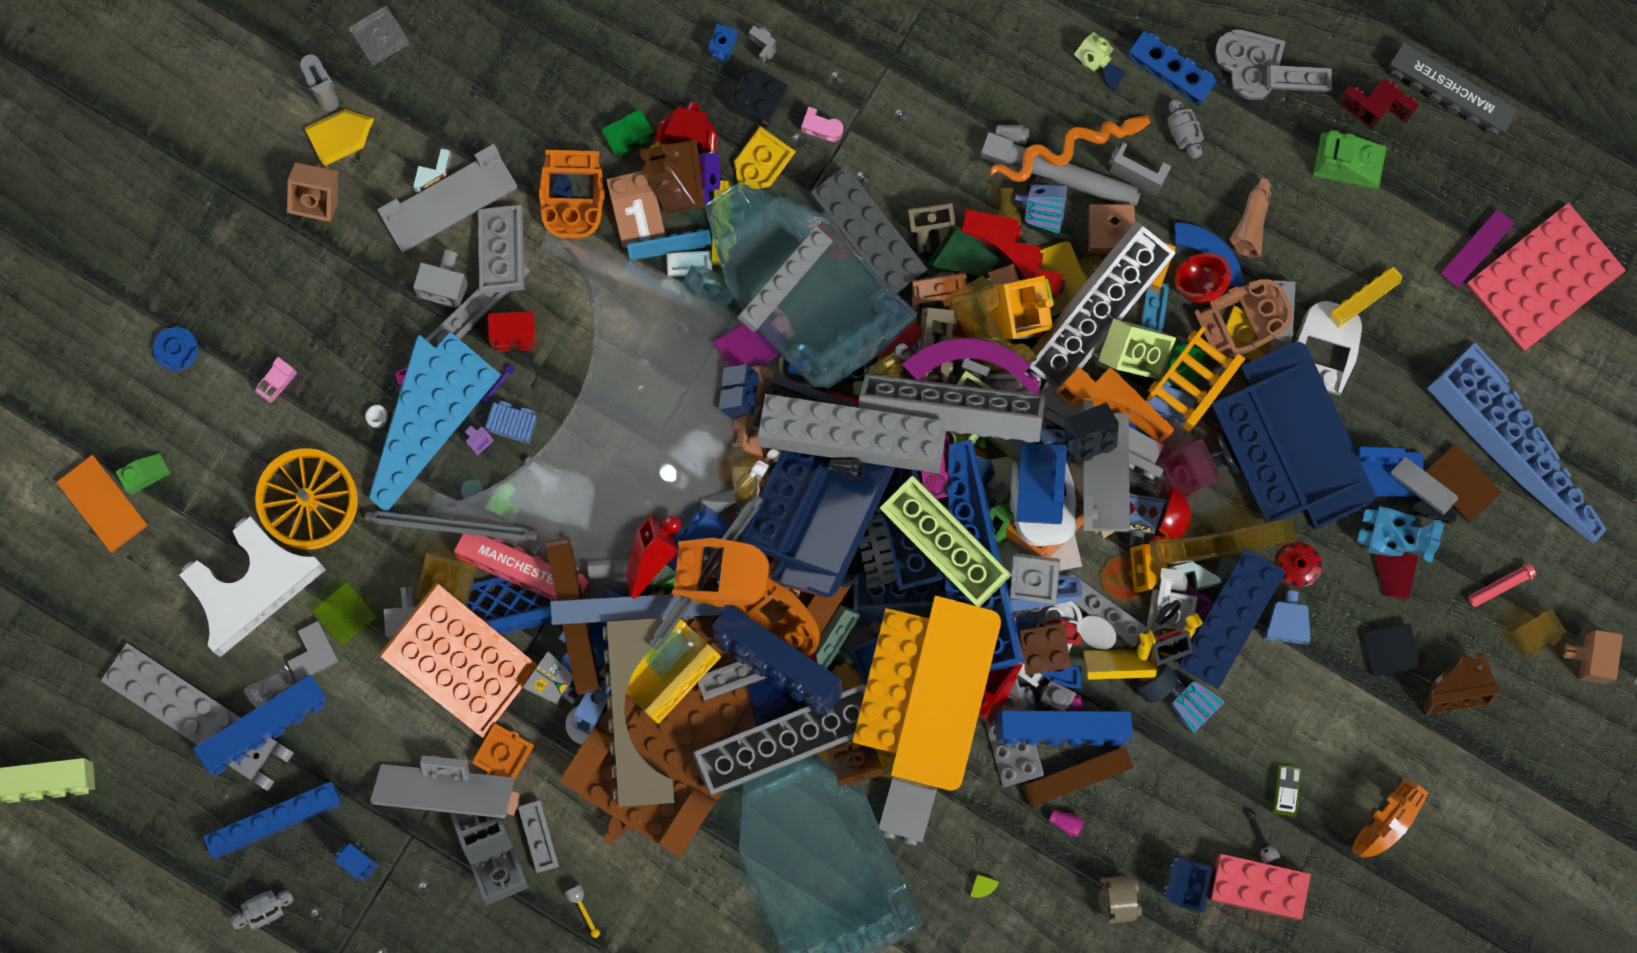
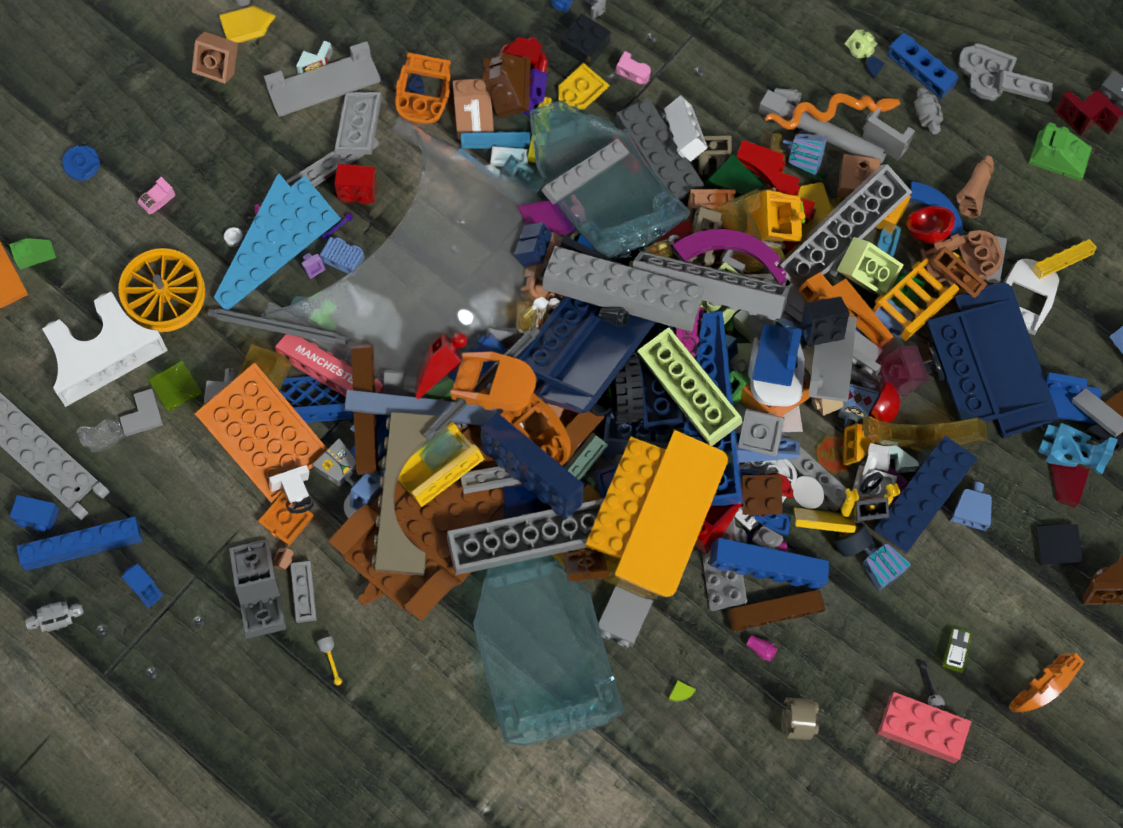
camera: 10 degrees right, 10 degrees down
(213, 792) = (34, 513): none -> blue brick
(260, 725) = (84, 462): blue brick -> none
(442, 283) = (304, 140): light grey brick -> none
(443, 787) = (230, 535): light grey bracket -> none
(507, 721) = (294, 488): none -> white piece
(627, 133) = (474, 51): green brick -> none
(896, 202) = (685, 128): none -> white brick
(1189, 885) = (862, 716): dark blue bracket -> none
(1240, 339) = (957, 272): none -> dark orange slope
(1299, 576) = (987, 473): red dish -> none

